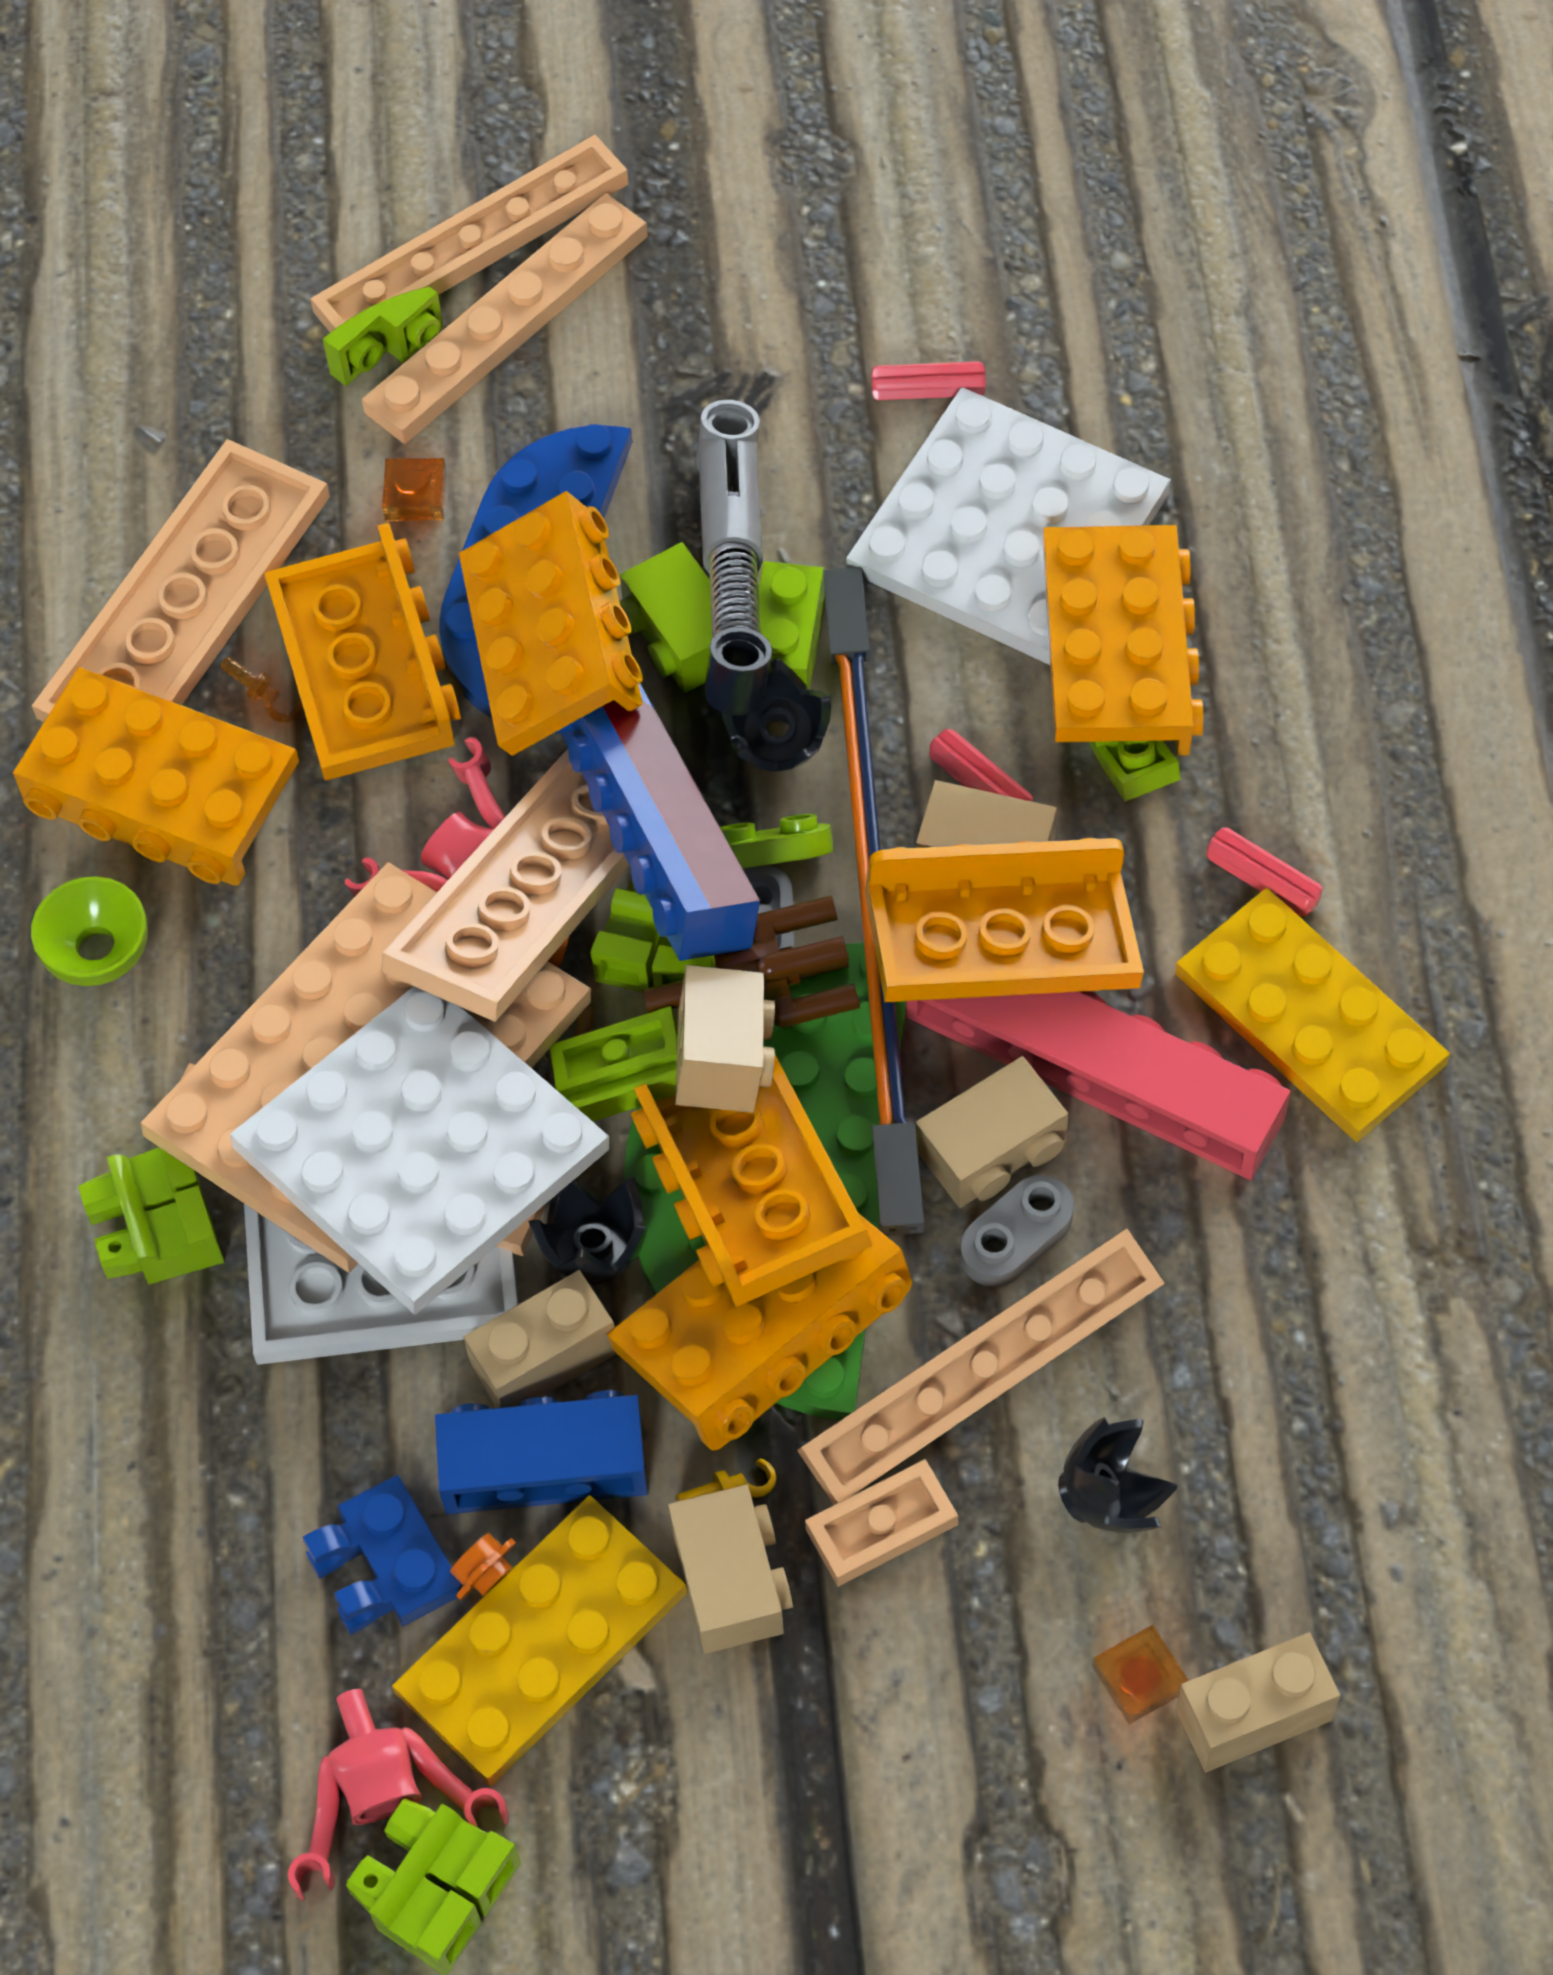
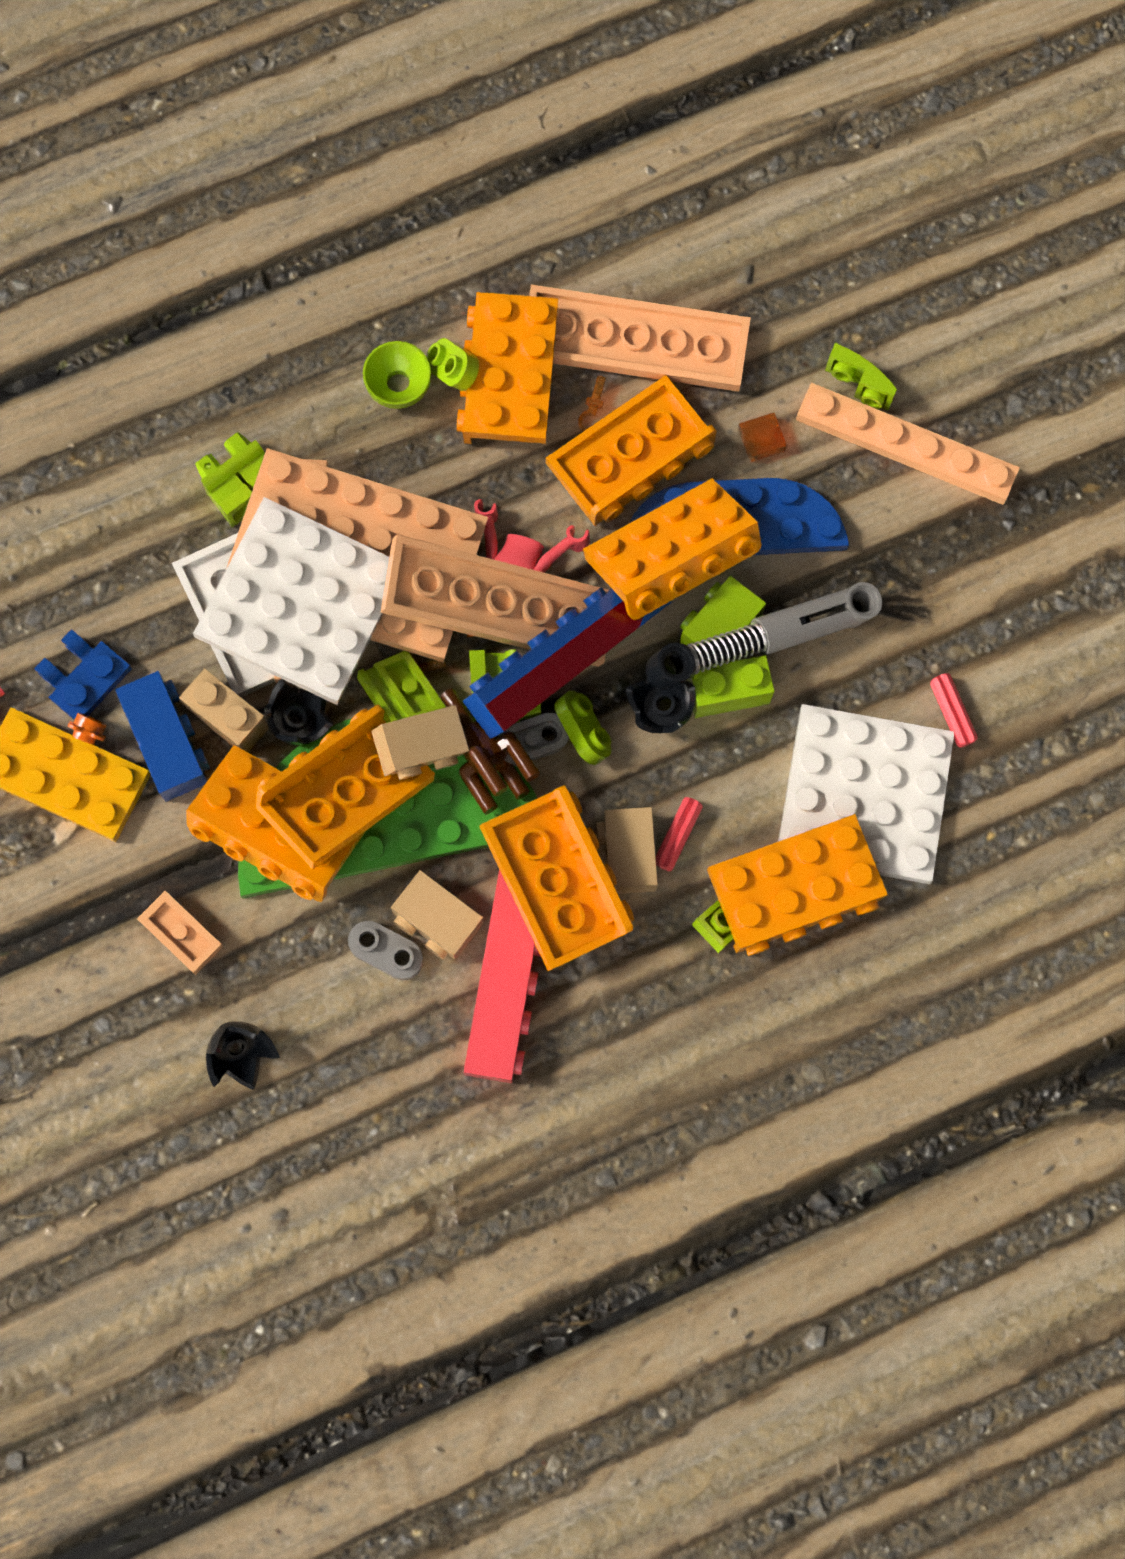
camera: 65 degrees right, 15 degrees up
(108, 845) = (453, 364): none -> lime plate
(480, 232) = (956, 403): light nougat plate -> none
(722, 1481) = (178, 840): yellow hand -> none
(727, 1568) = (126, 859): tan brick -> none
(893, 1143) = (744, 726): piece -> none
(980, 1367) = (290, 958): light nougat plate -> none
(1140, 1674) = (133, 1102): clear orange plate -> none
(1257, 1702) = (131, 1171): tan brick -> none
(1264, 870) = (670, 1022): coral axle -> none
(1312, 1014) = (583, 1078): yellow plate -> none

